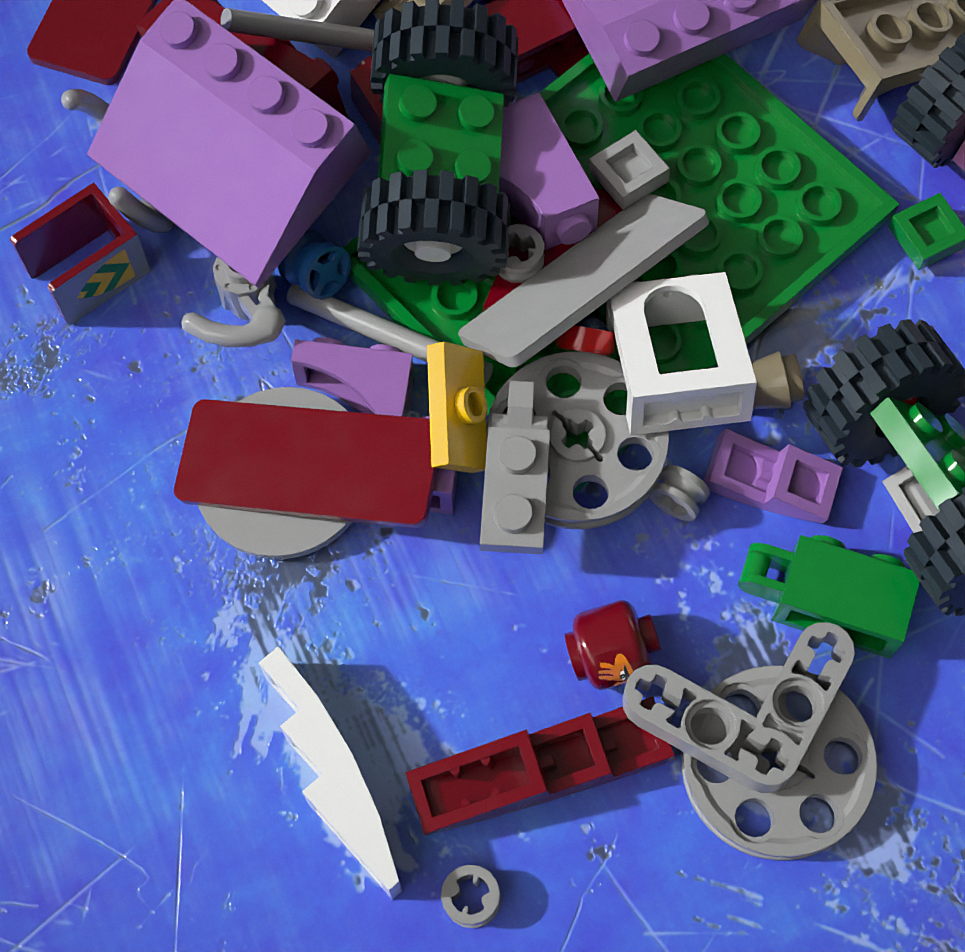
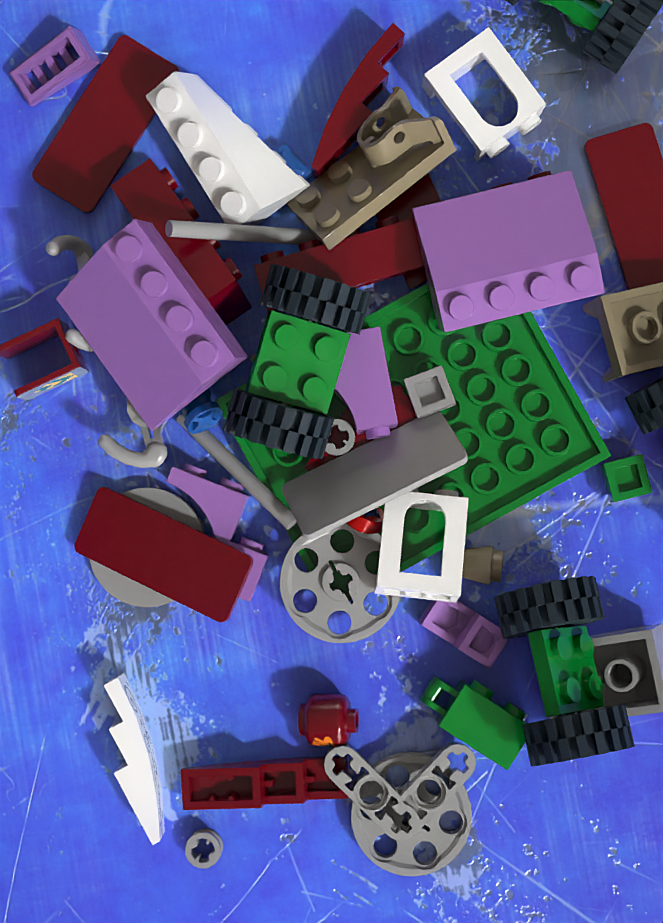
camera: 15 degrees right, 20 degrees up
(457, 407) = (265, 551): yellow plate -> none
(516, 476) = (292, 606): light grey hinge -> none
(680, 493) = (400, 628): light grey bush -> none

